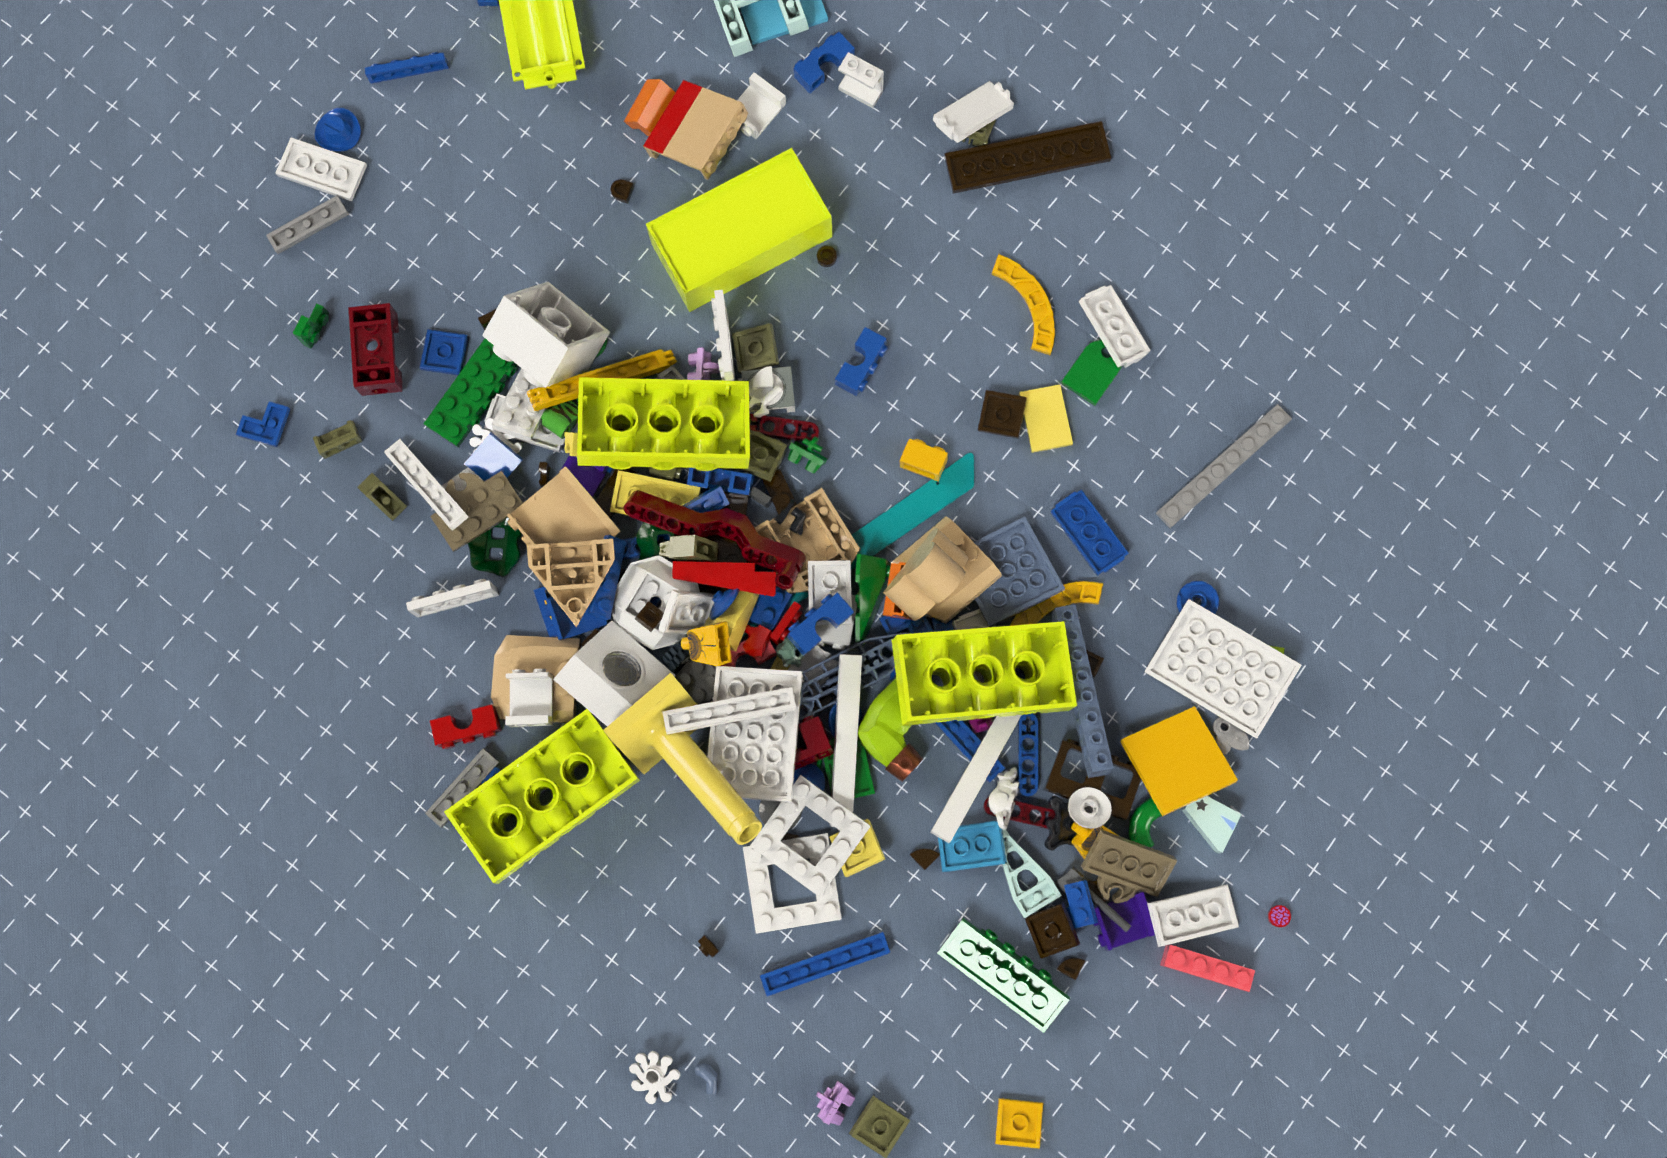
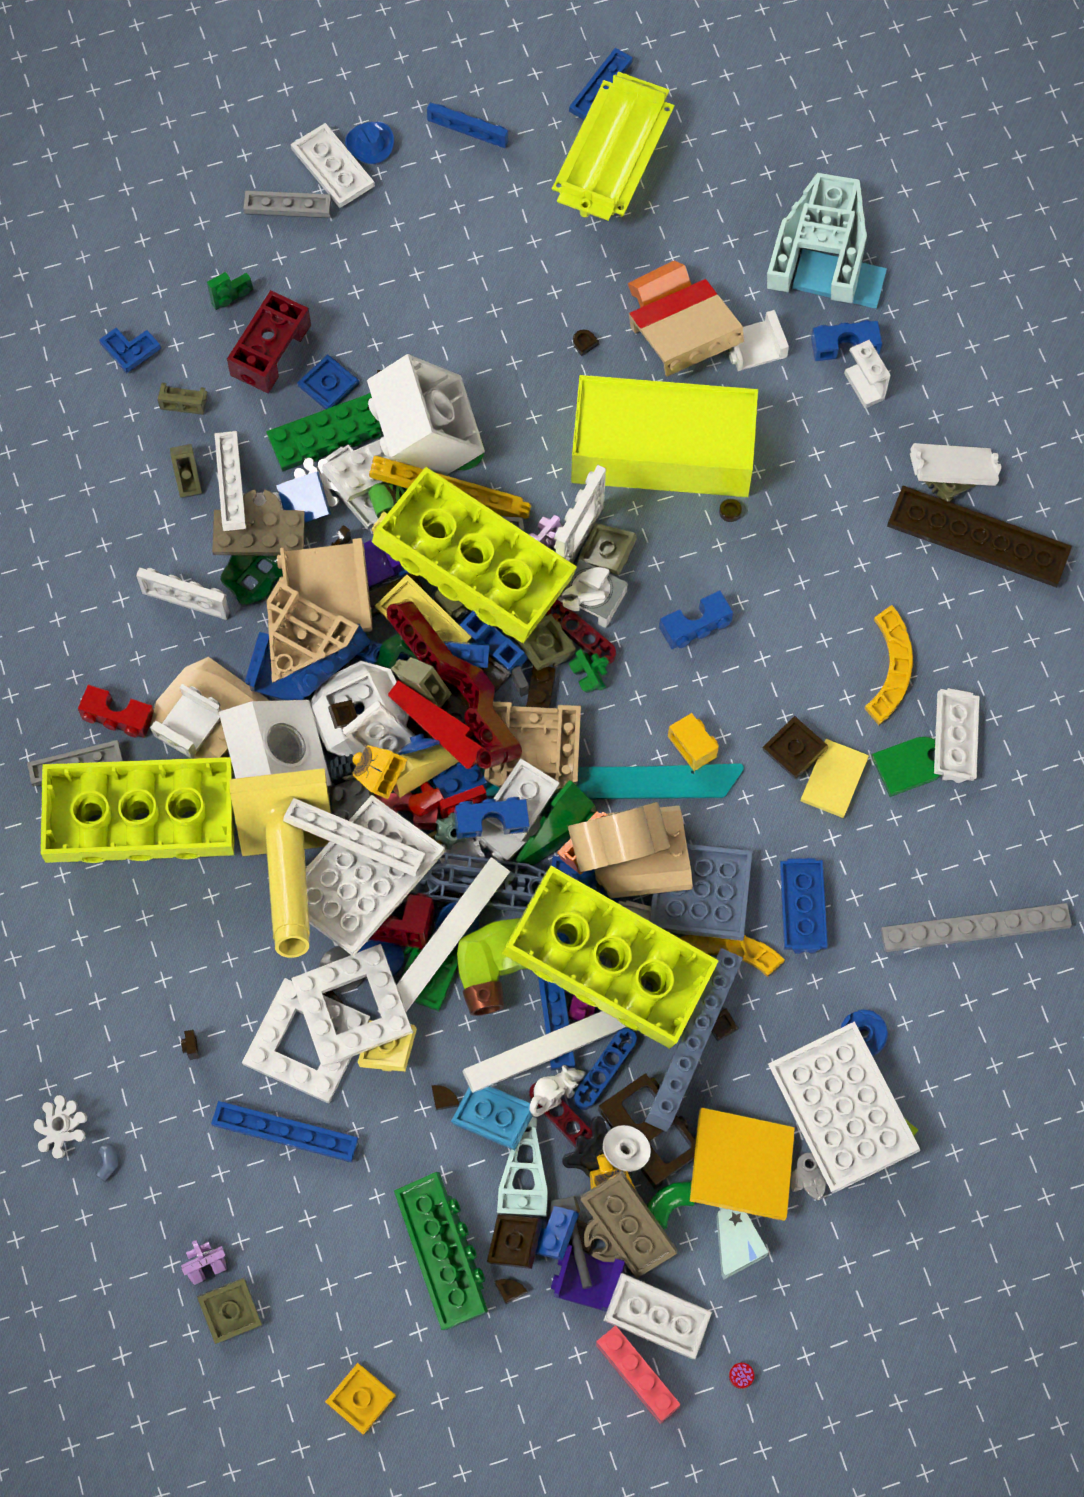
camera: 30 degrees right, 10 degrees down
(800, 516) = (543, 717): black piece -> none

